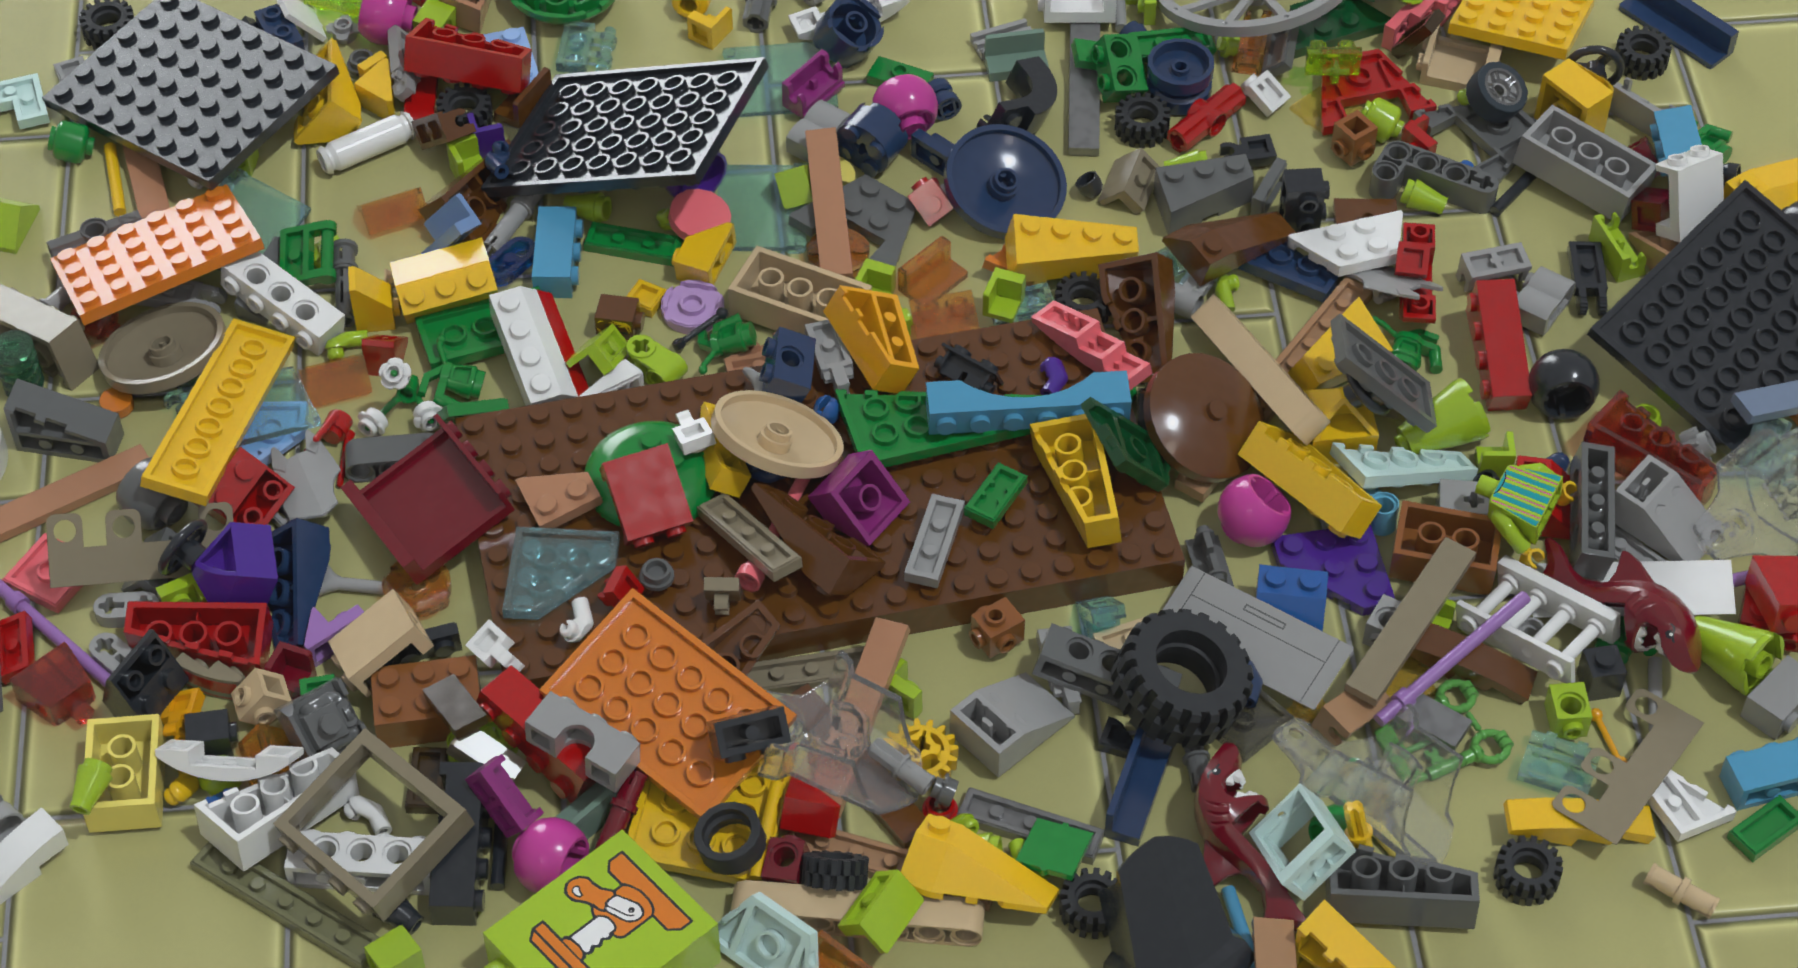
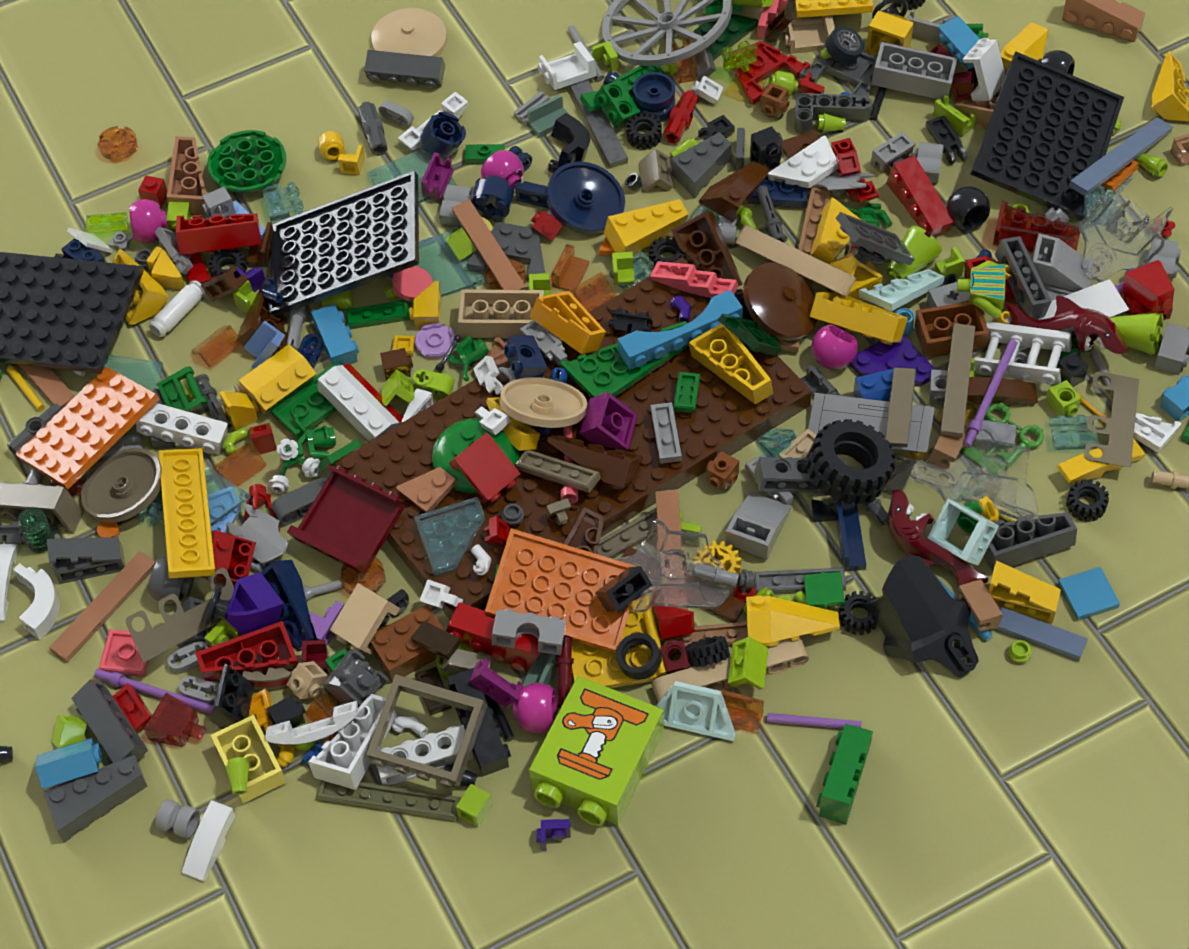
camera: 20 degrees left, 5 degrees up
(492, 20) = (218, 203): none -> light grey brick
(725, 369) = (486, 373): none -> white plate
(1259, 308) = (772, 223): none -> dark grey pin
(1302, 629) = (900, 407): none -> dark tan tile

